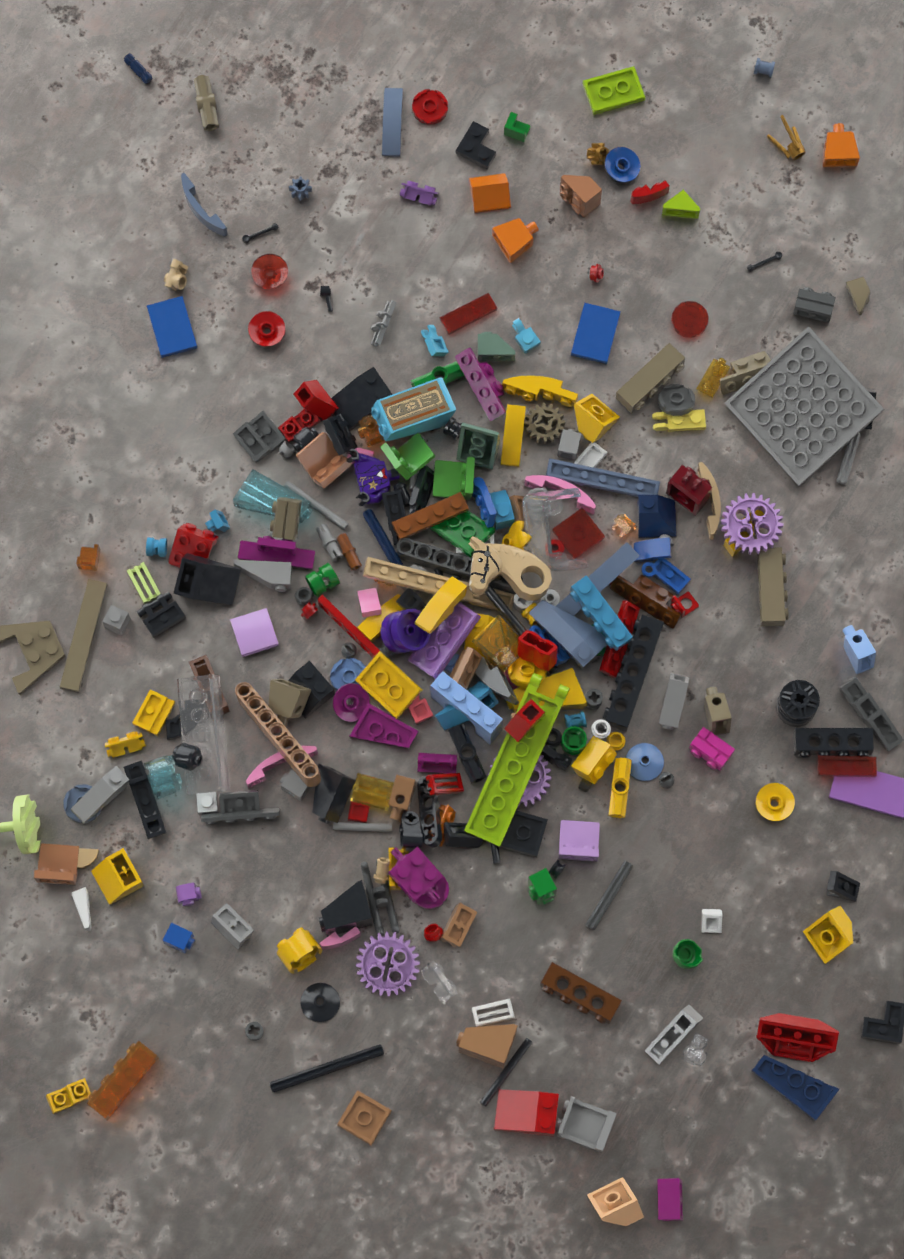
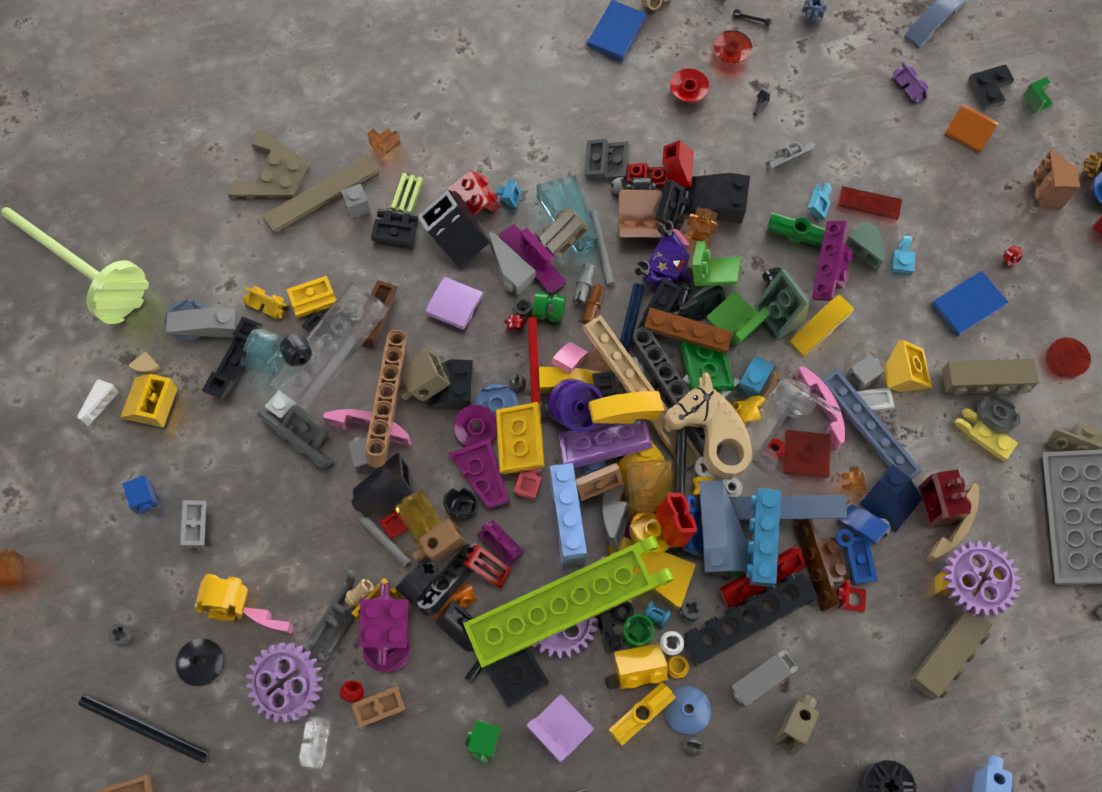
camera: 40 degrees right, 5 degrees down
(57, 864) = (115, 349): nougat bracket -> none
(156, 547) = (443, 174): dark azure wheel -> none
(188, 894) = (188, 466): medium lavender plate -> none
(346, 911) = (295, 601): black slope -> none
(390, 760) = (460, 504): none -> black hair
(414, 410) = (752, 234): slope -> none
(429, 107) = (977, 30): red tile -> none
(451, 716) = (590, 514): dark azure slope -> none
(471, 764) = (528, 570): black piece -> none
(484, 501) = (746, 356): blue hinge -> none
(514, 237) = (963, 174): orange torso -> none
(524, 720) = (604, 571): red slope -> none
(532, 386) = (876, 301): yellow slope -> none
(546, 430) = (867, 337): dark tan gear -> none
(557, 869) = (515, 736): black bush -> none
(710, 381) = (1045, 424): clear yellow hinge -> none
(711, 749) = (761, 756): dark pink brick -> none

